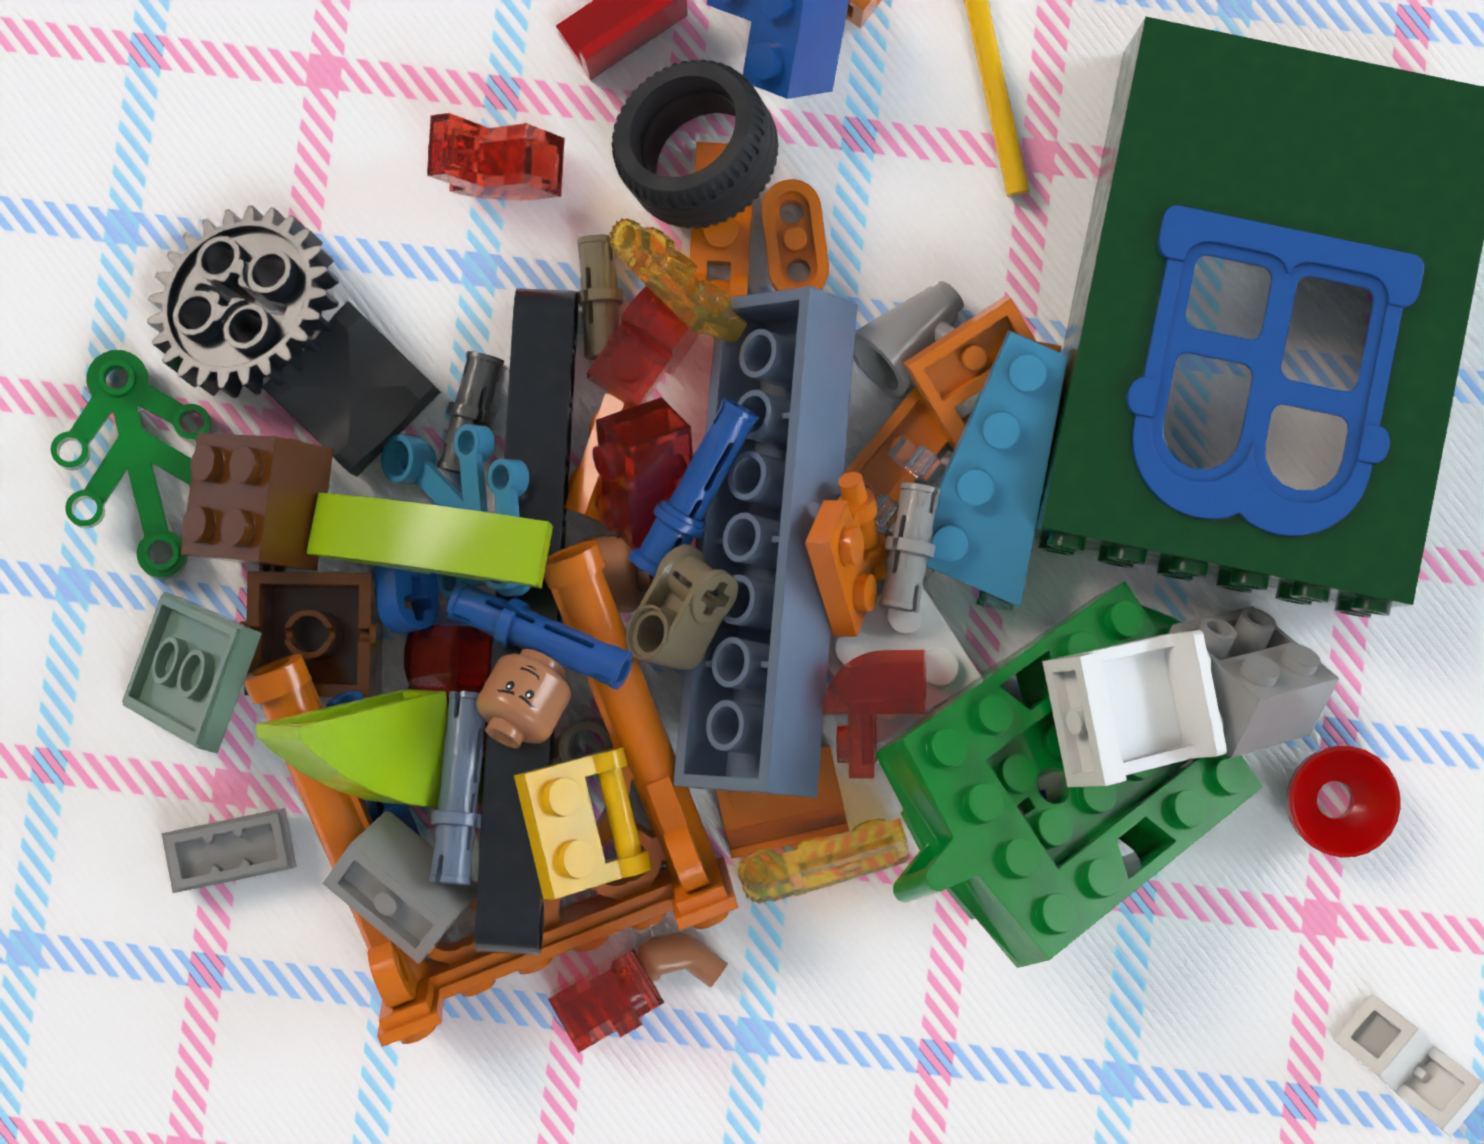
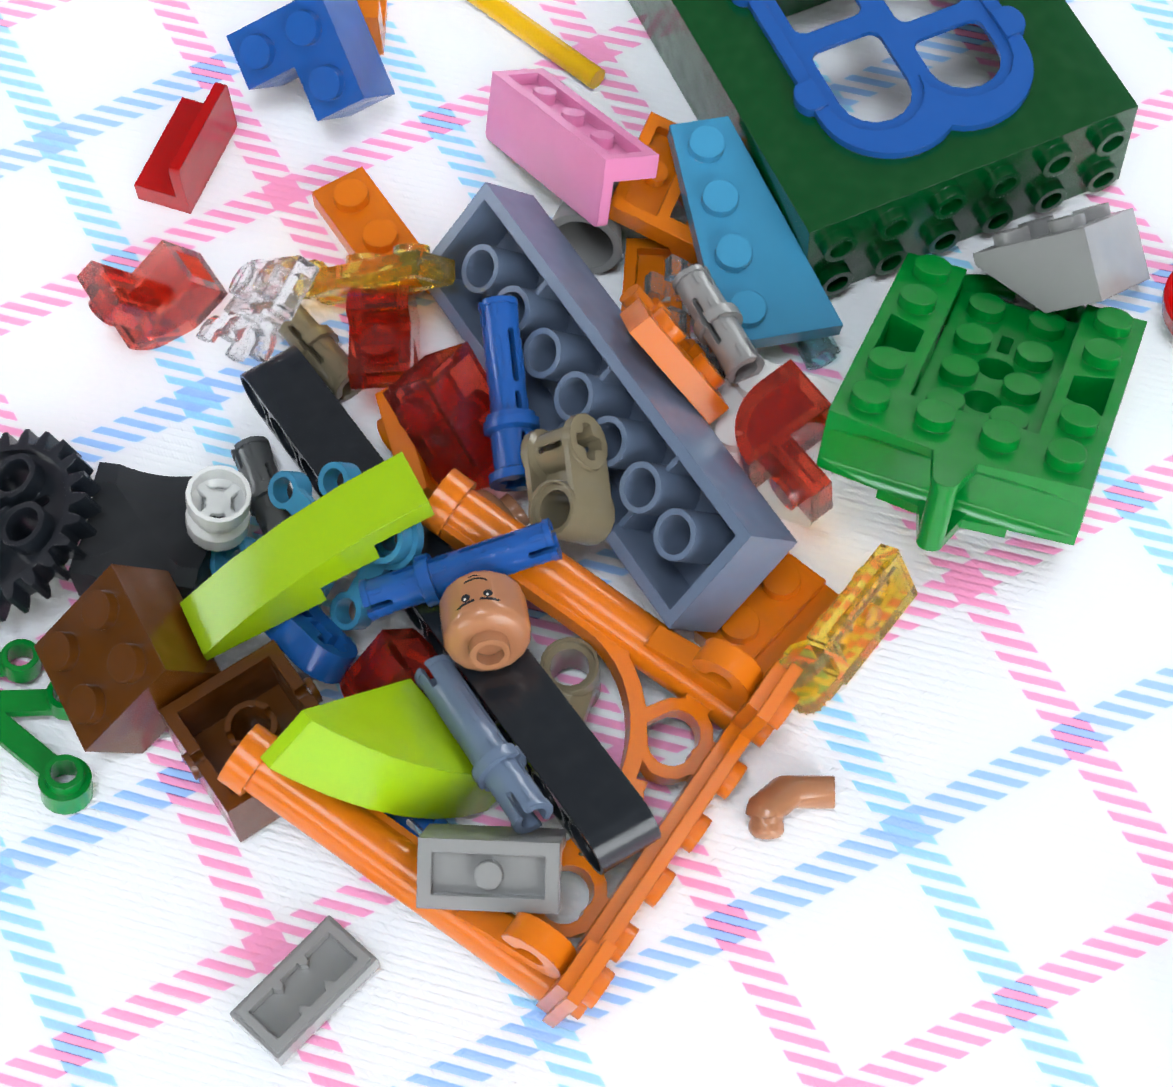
camera: 30 degrees left, 25 degrees down
(191, 671) = (162, 829): sand green tile -> none
(395, 424) = (218, 493): none -> white wheel
(565, 829) = (603, 708): yellow plate -> none
(574, 242) = (261, 300): none -> clear plate
(605, 999) = (749, 866): clear red brick -> none
(666, 104) = (289, 147): black tyre -> none
(794, 242) = (438, 181): orange plate -> none
(927, 264) = (564, 140): none -> bright pink panel
(1134, 707) = (995, 302): white panel -> none

